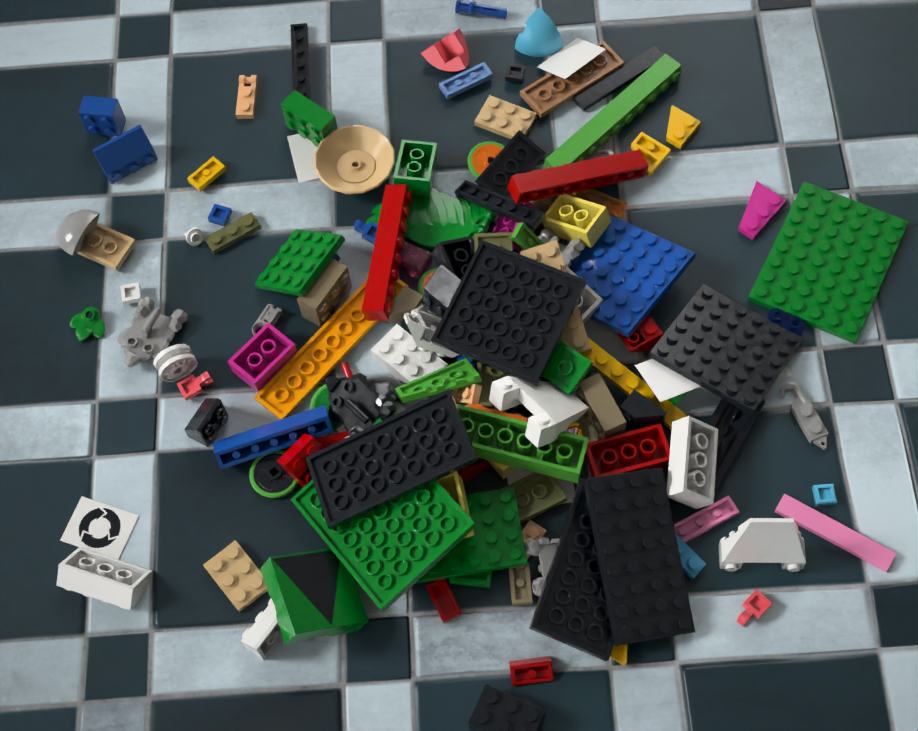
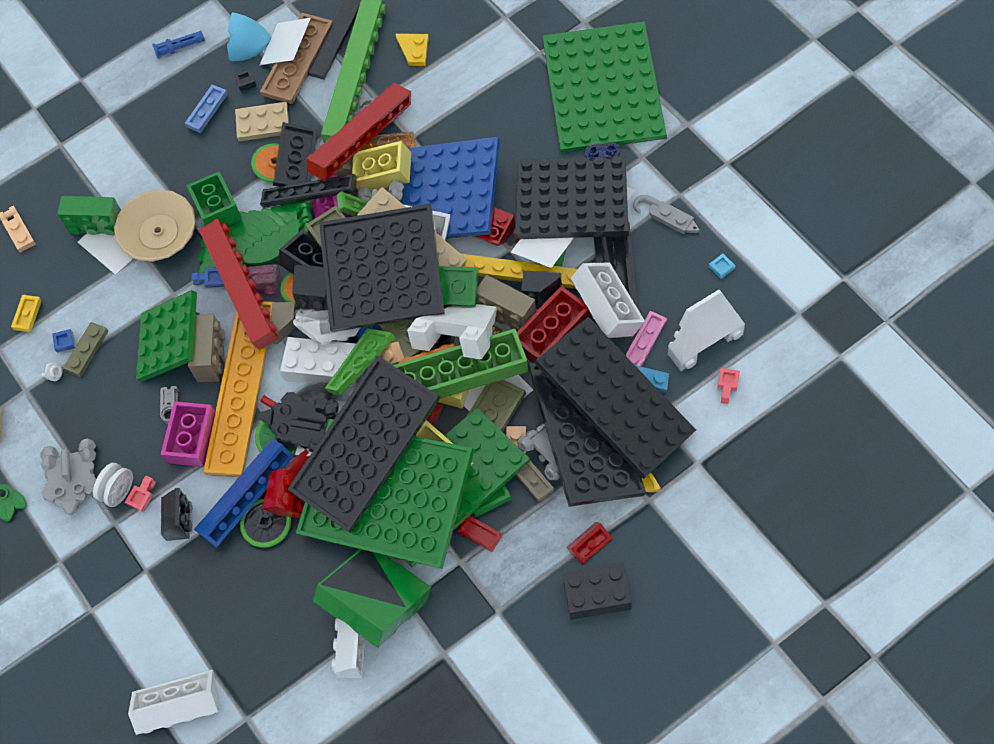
camera: 30 degrees left, 0 degrees up
(99, 528) = (139, 664): white sticker -> none
(131, 293) = (28, 453): white plate -> none
(236, 576) = (291, 625): tan plate -> none
(300, 59) = (43, 170): black tile -> none
(449, 53) = (175, 93): coral brick -> none
(652, 150) = (404, 77): yellow wing -> none
(760, 210) = (523, 77): dark pink wing -> none
(835, 533) = (752, 288): bright pink tile -> none

